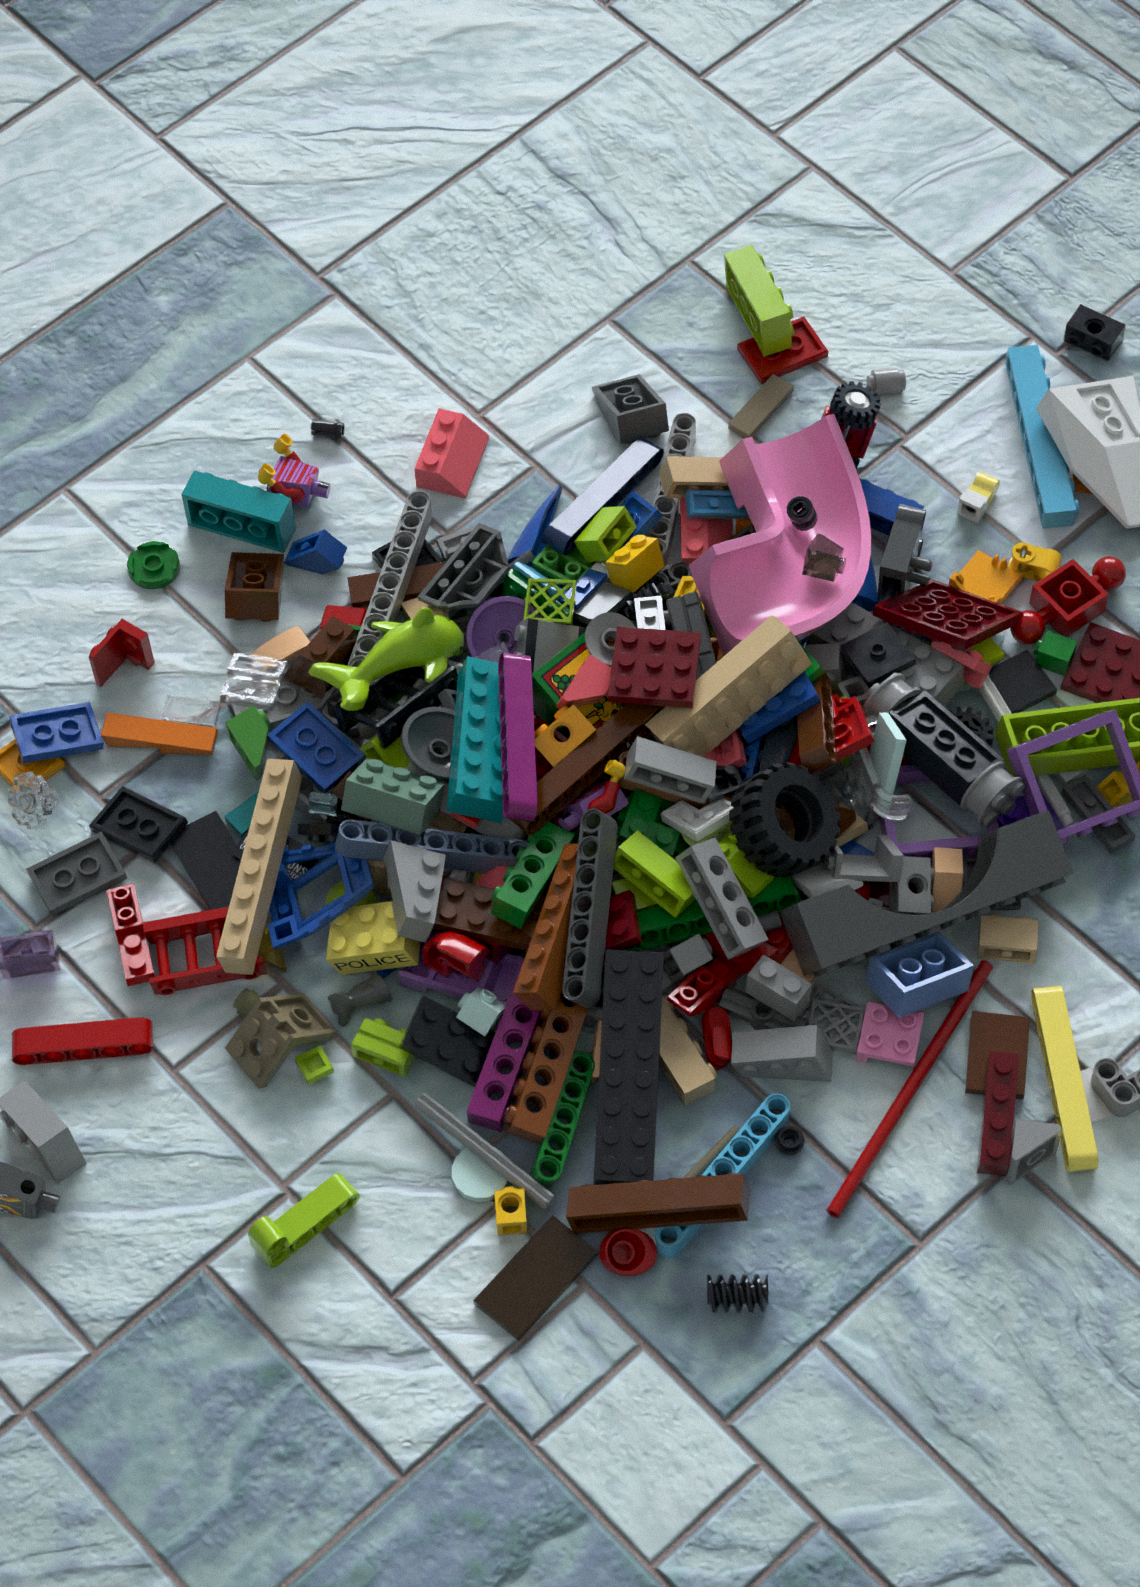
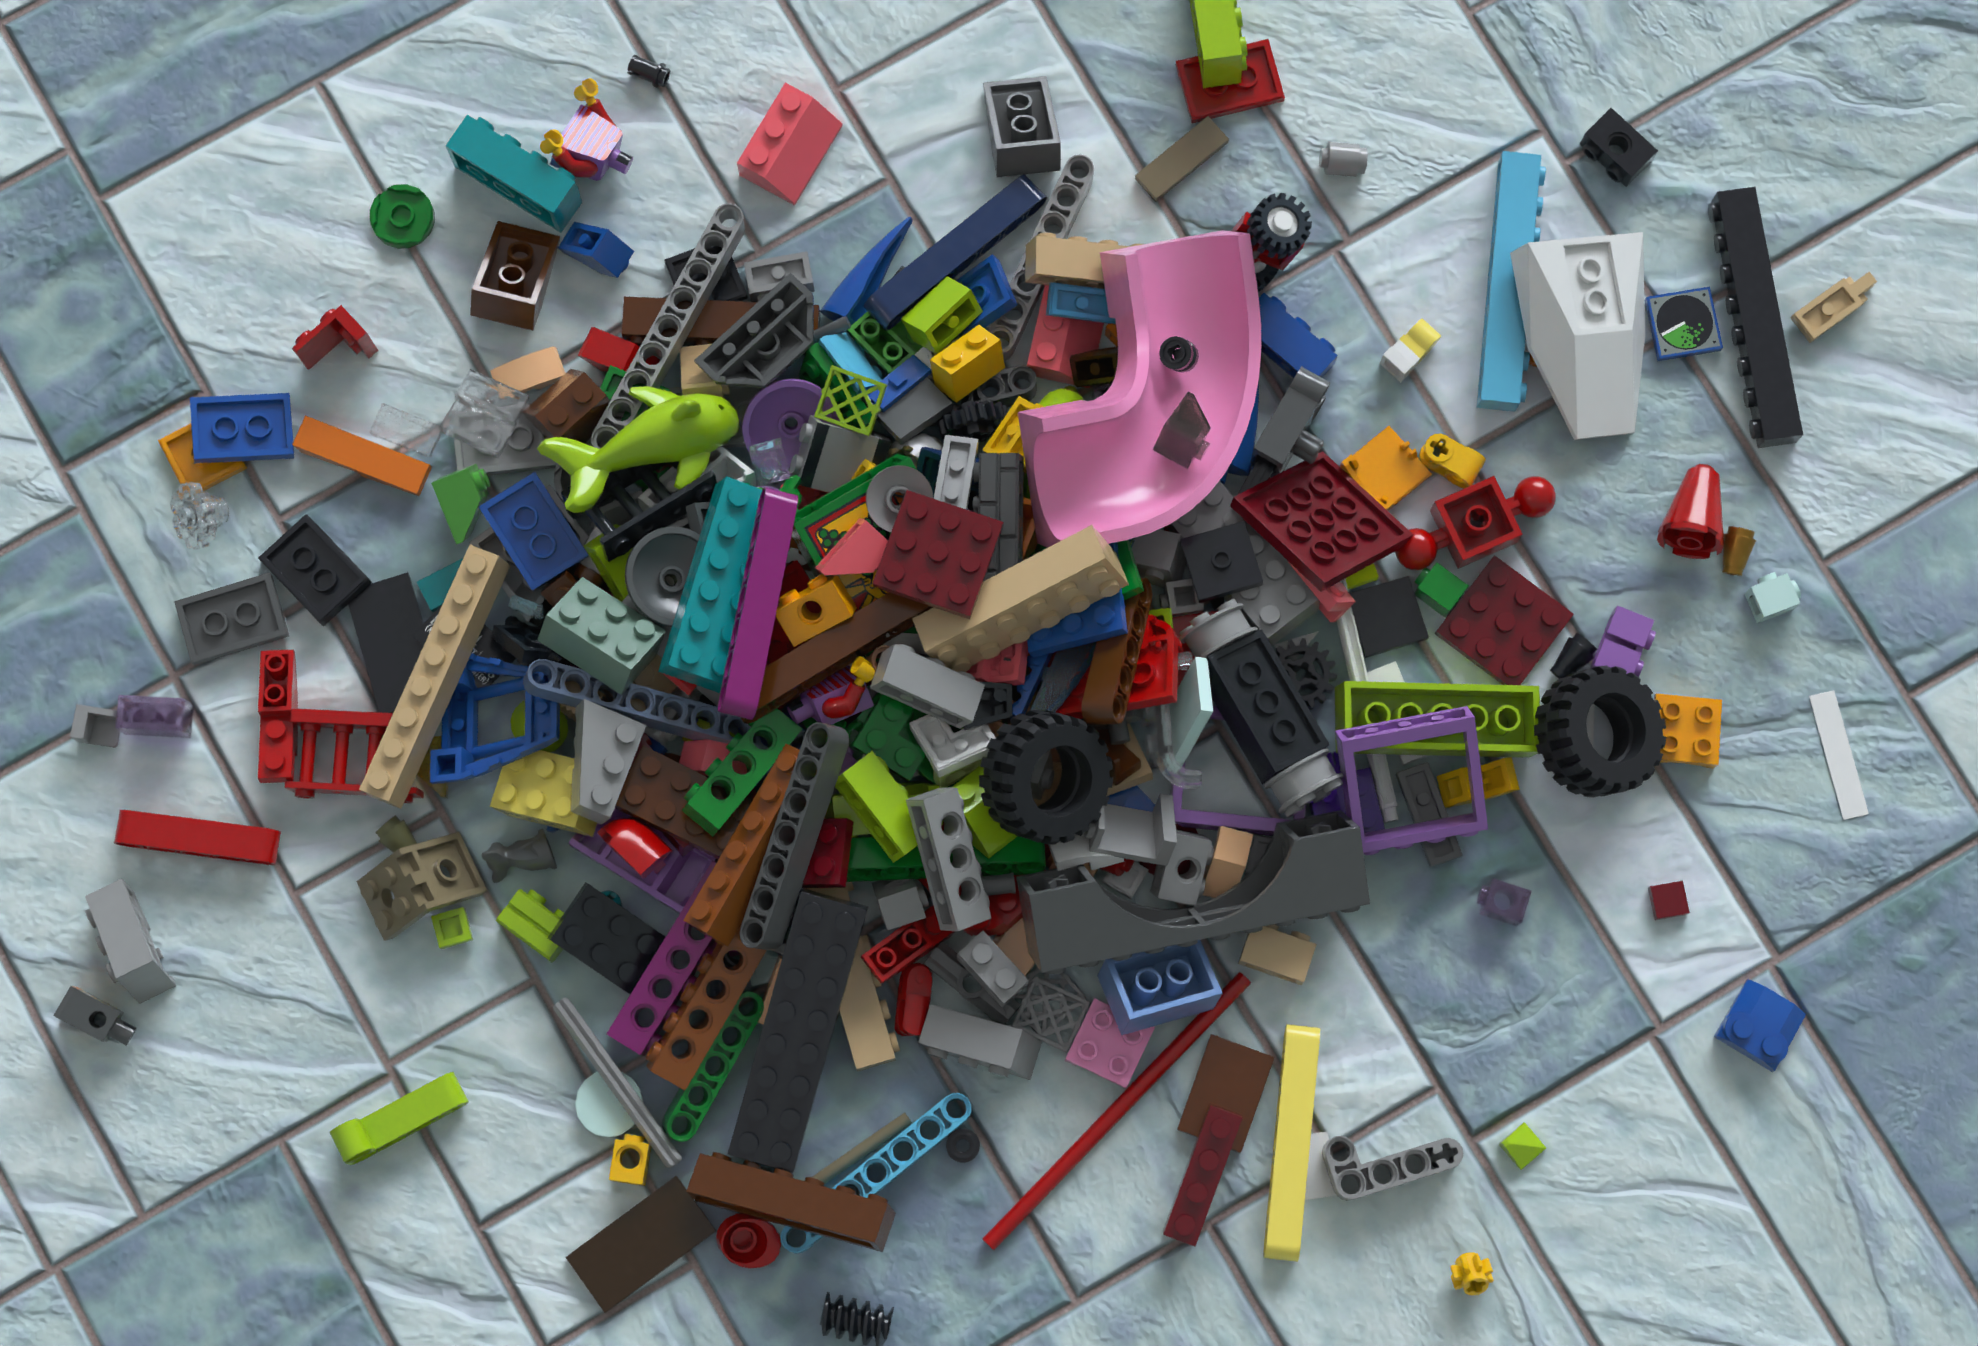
camera: 10 degrees right, 20 degrees up
(480, 1010) = (649, 914): light aqua brick -> none
(1031, 1146) = (1223, 1225): light grey slope -> none

